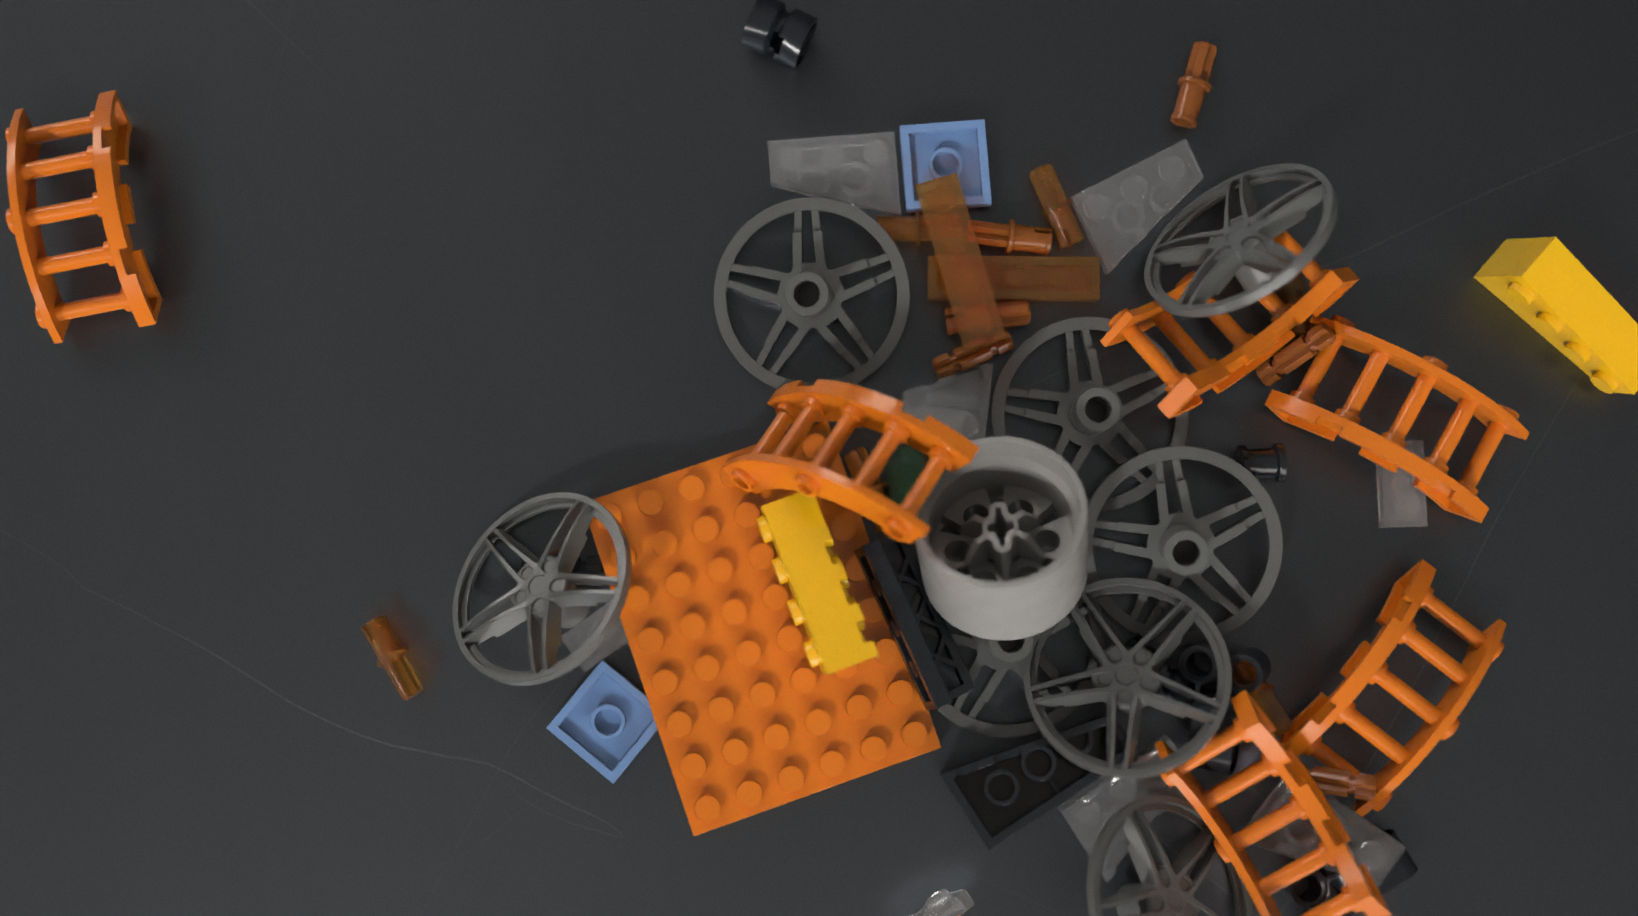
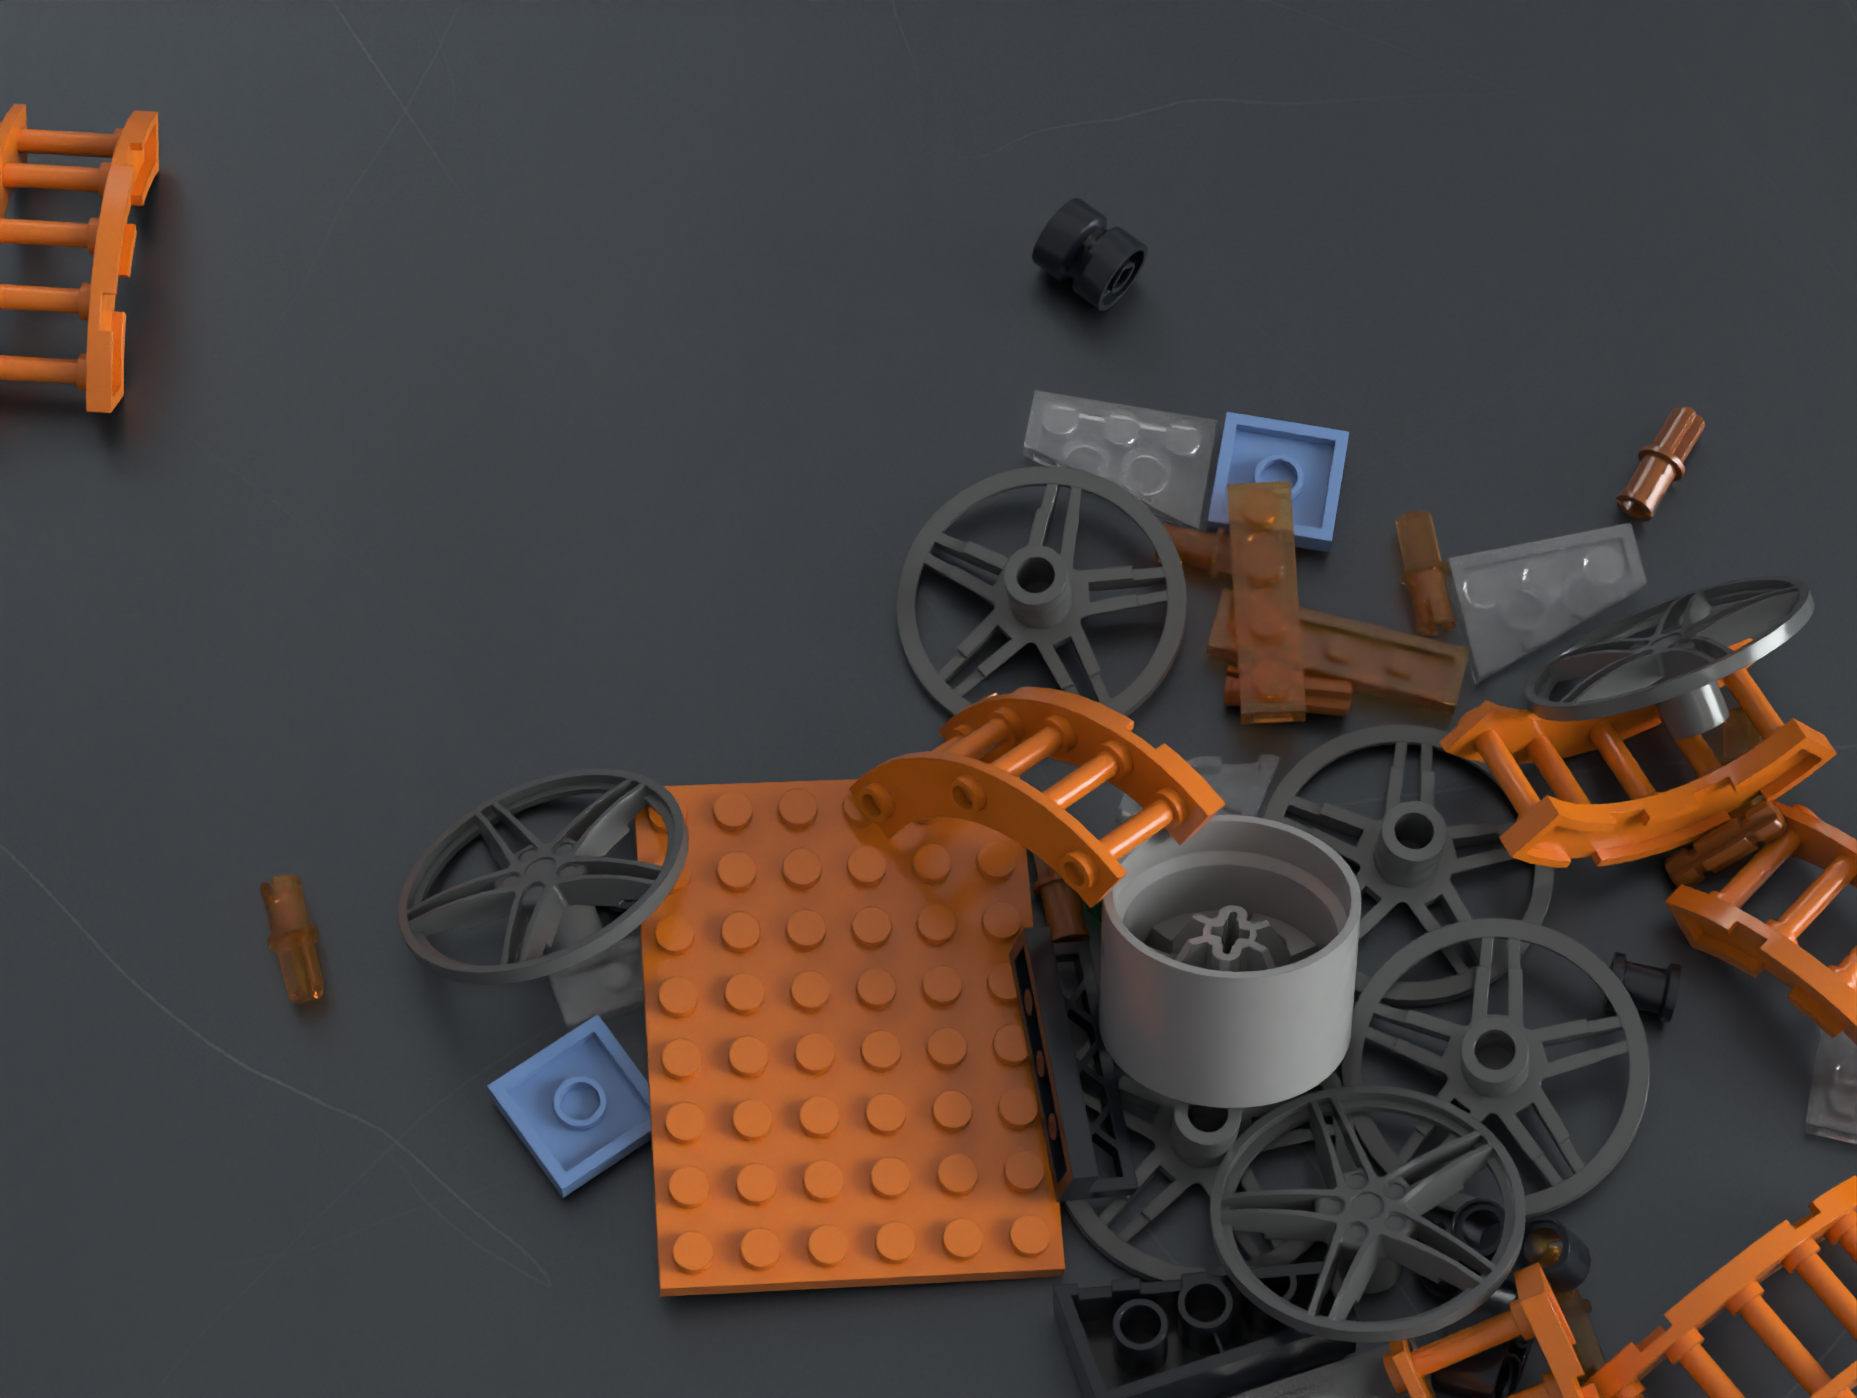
camera: 10 degrees right, 20 degrees down
(816, 582) = (943, 960): yellow wedge -> none
(947, 365) = (1254, 739): dark orange axle -> none
(1013, 236) = (1350, 594): dark orange axle -> none

